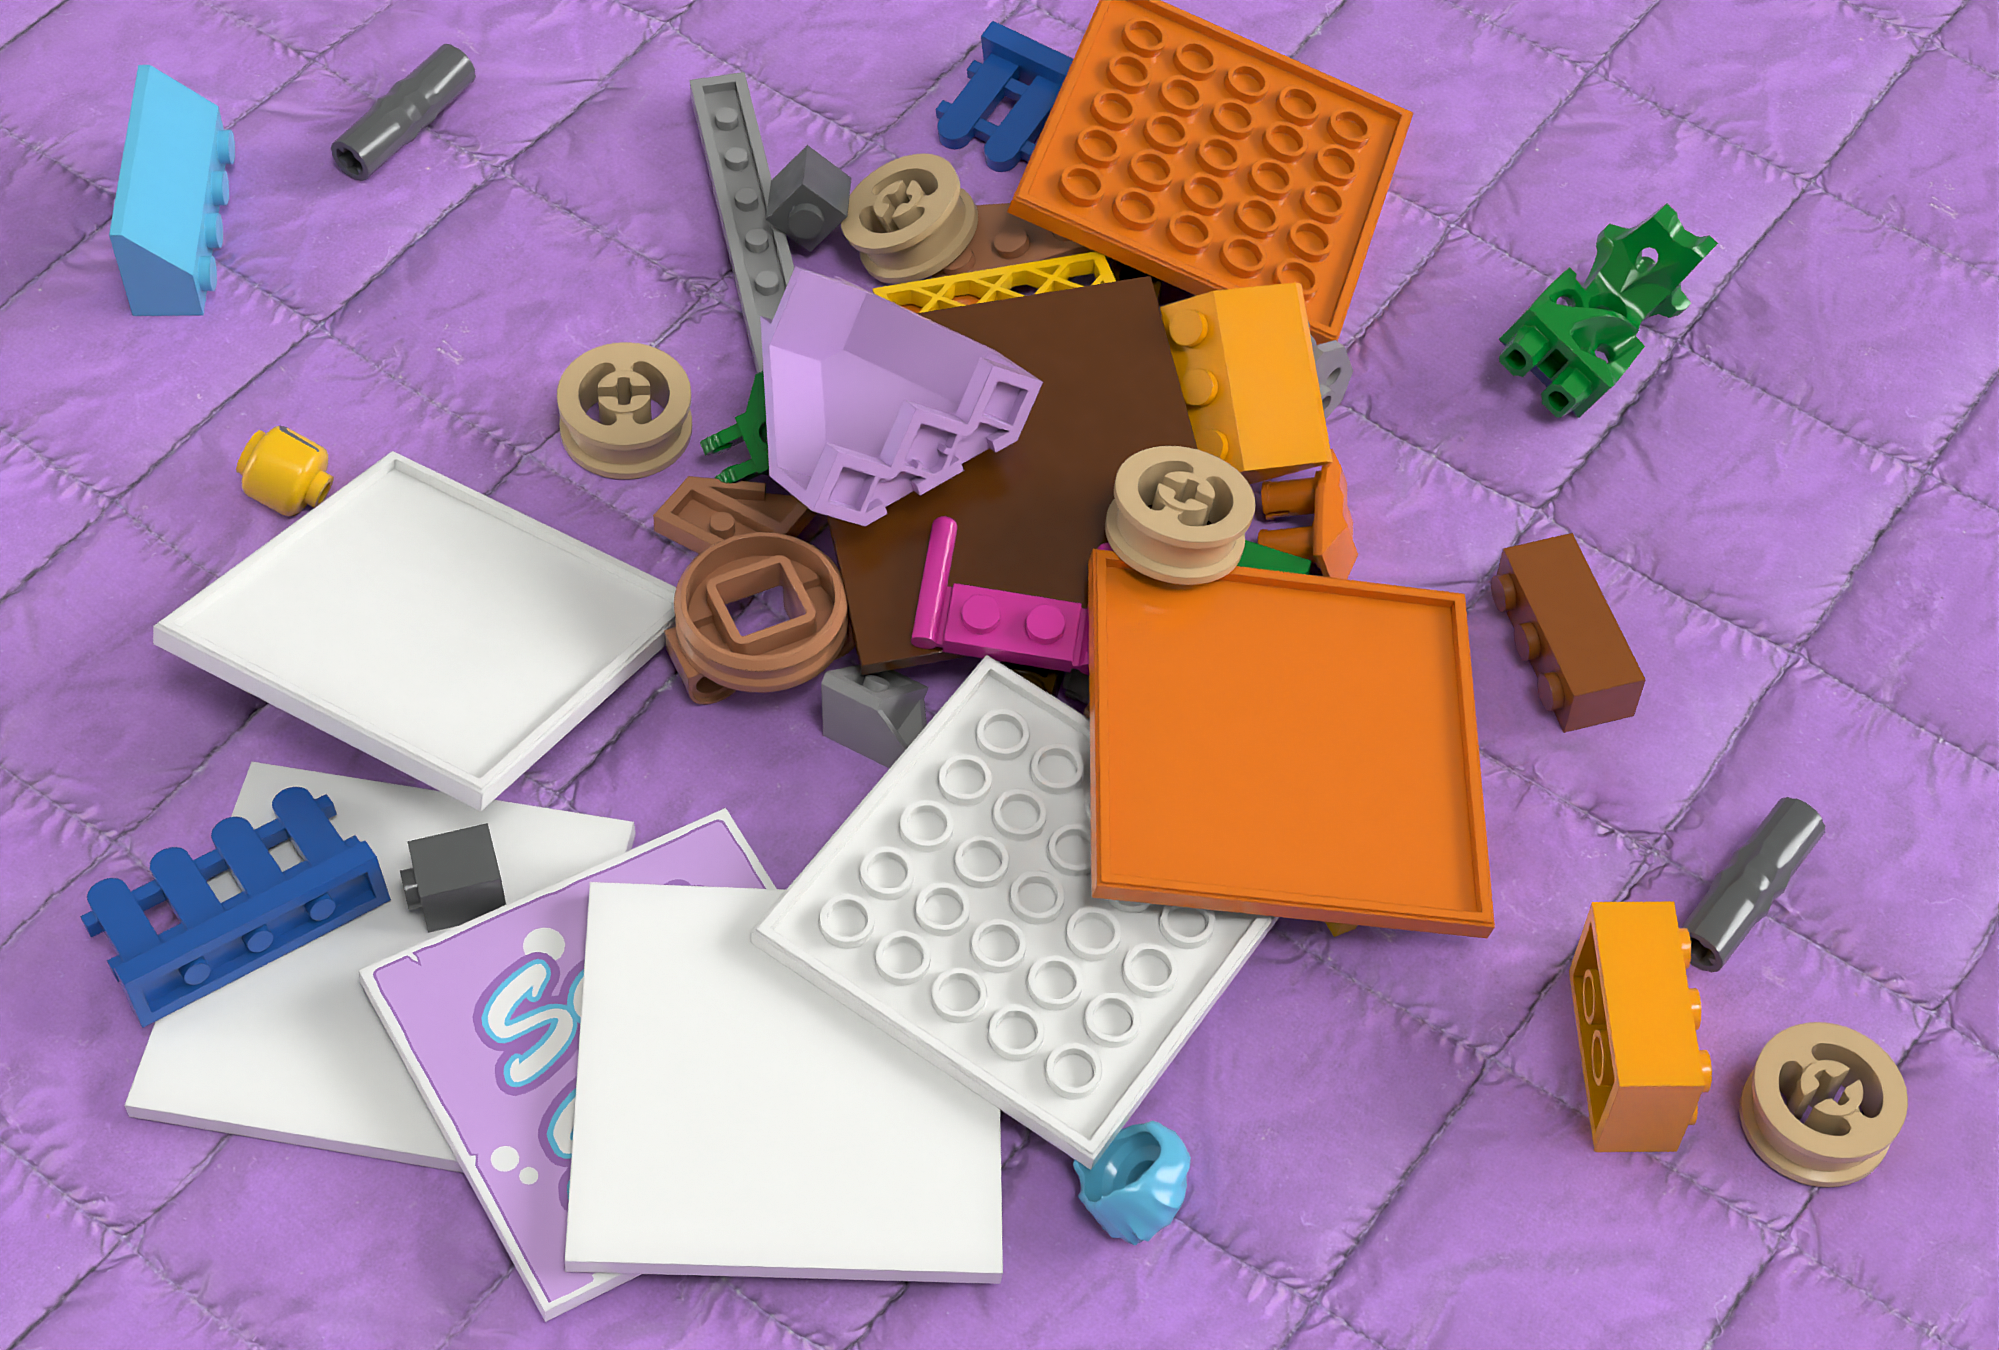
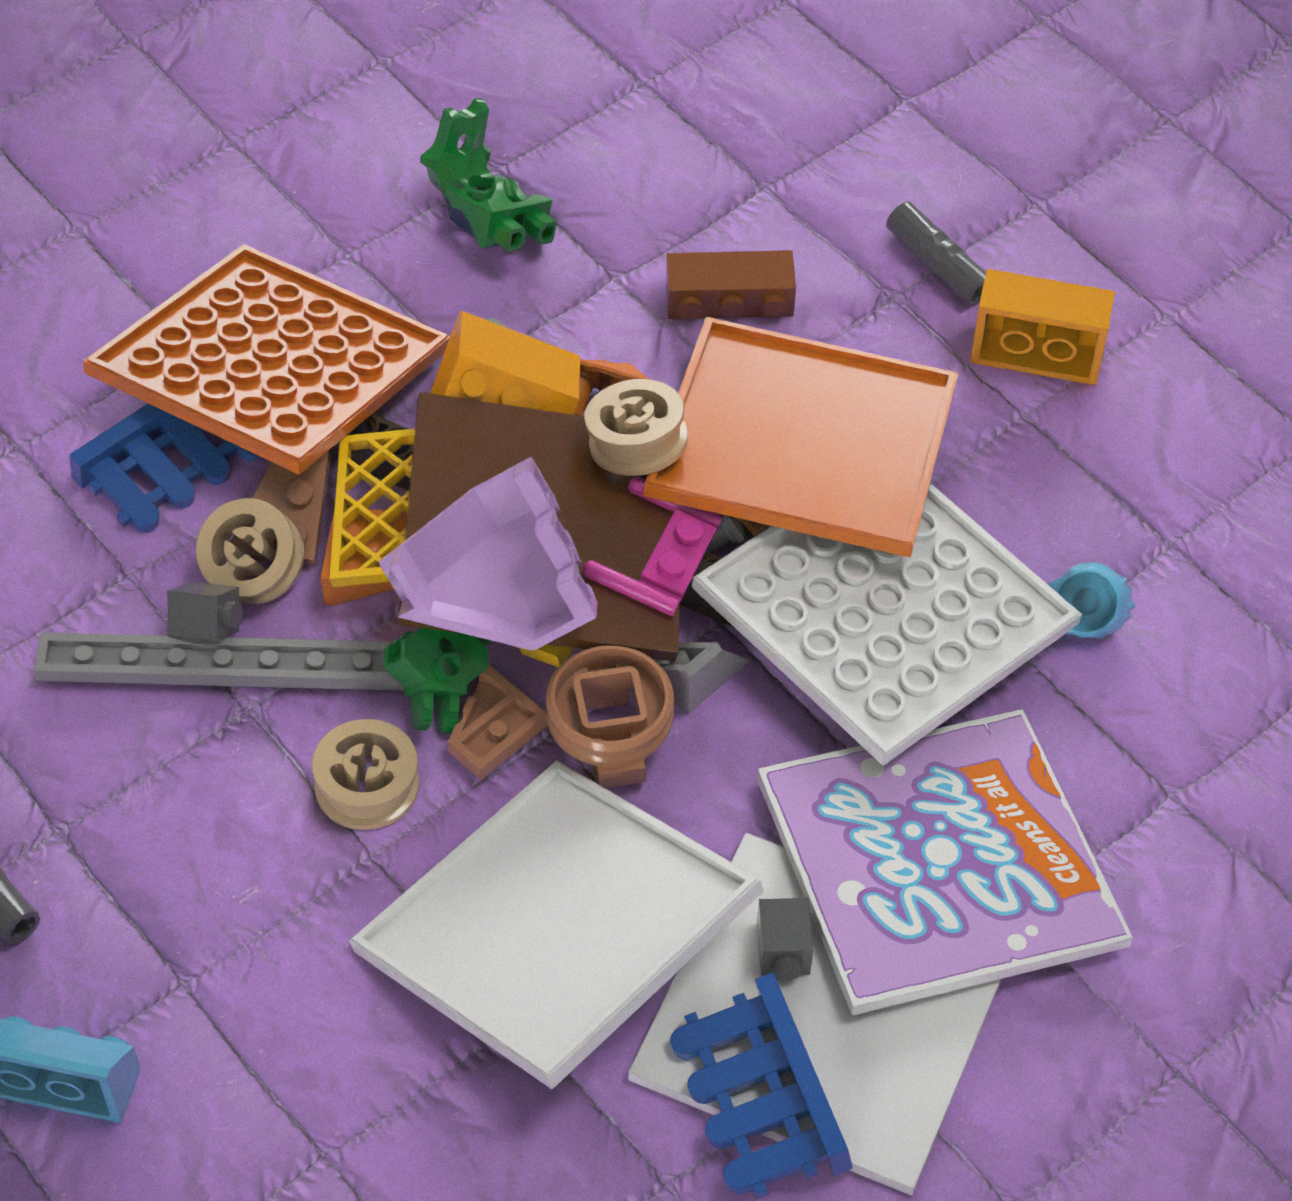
camera: 75 degrees left, 0 degrees up
(284, 470) = (352, 1013): yellow head -> none
(758, 1119) = (1003, 796): white tile -> none
(1836, 1140) = (1100, 257): tan wheel -> none

